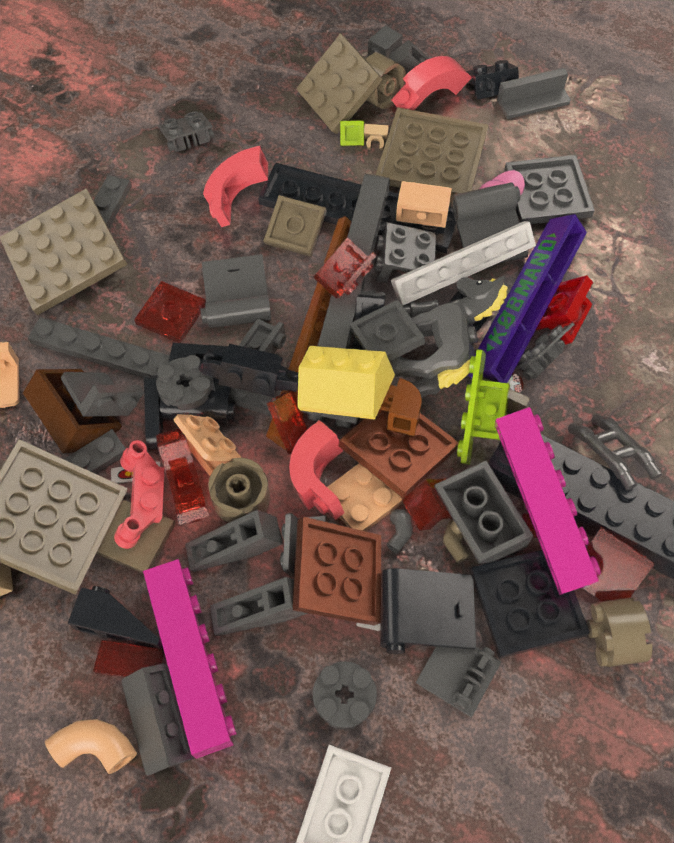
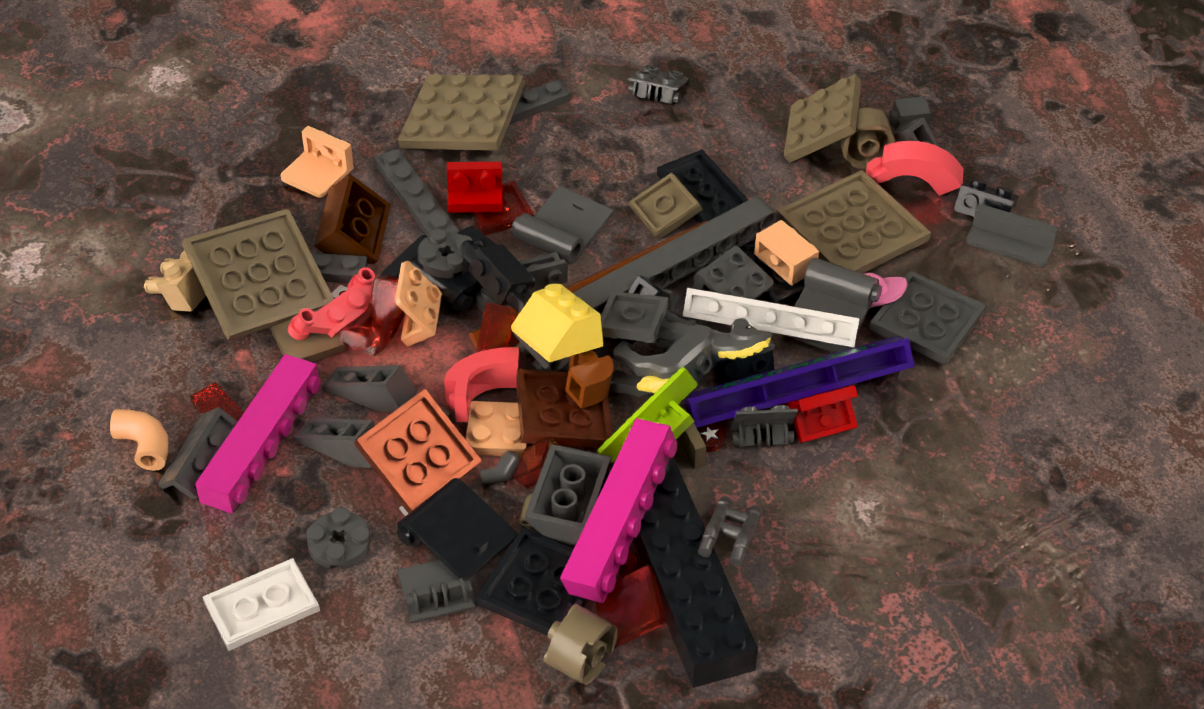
camera: 40 degrees right, 15 degrees down
(99, 396) = (380, 224): dark grey bracket -> none
(103, 616) = (232, 369): black slope -> none
(142, 308) = (475, 186): none -> red bracket
(227, 485) = (412, 349): dark tan brick -> none
(230, 178) = (648, 138): coral arch -> none
(343, 268) = (650, 249): clear red bracket -> none
(352, 133) = (797, 167): lime plate -> none
(375, 133) = (815, 178): tan tile -> none

